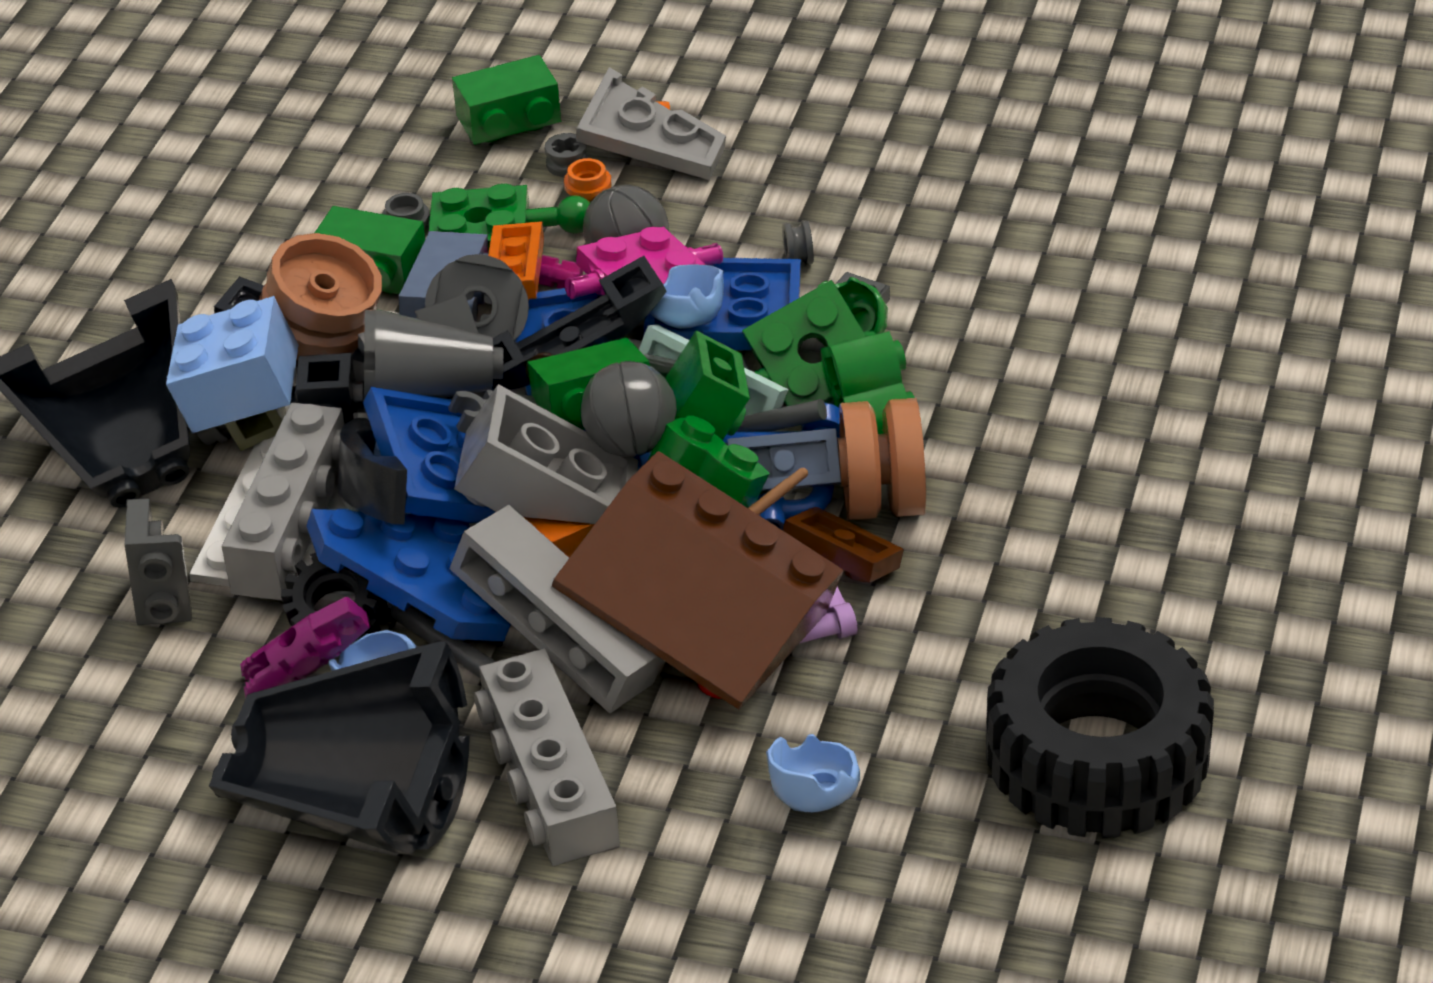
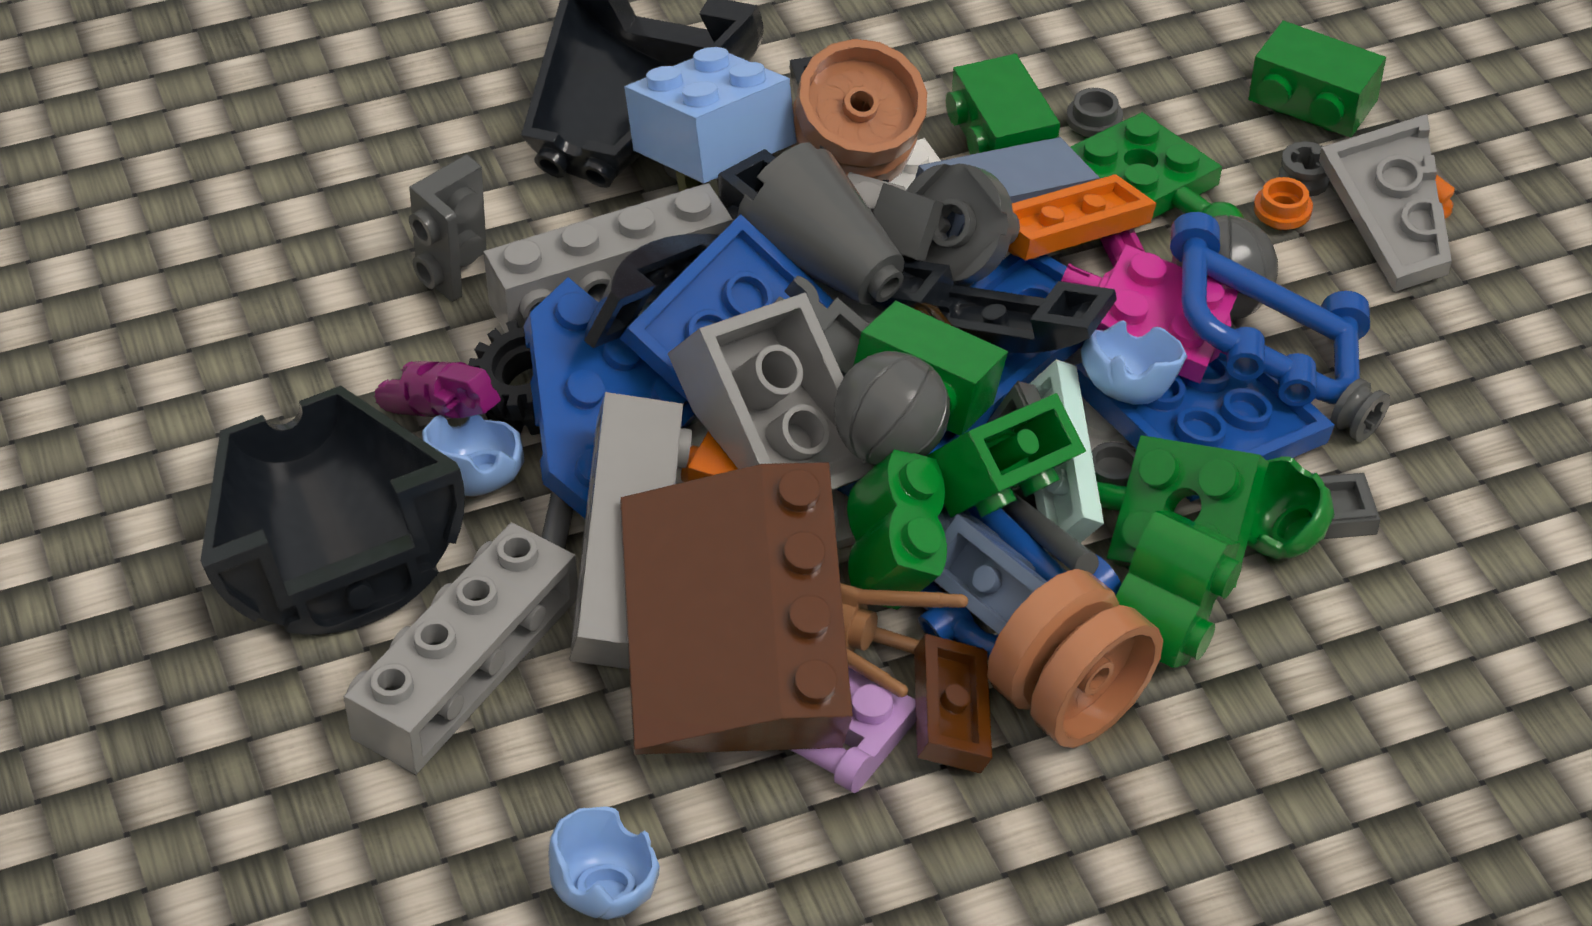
camera: 50 degrees right, 5 degrees up
(712, 208) = (1340, 317): none -> blue bar

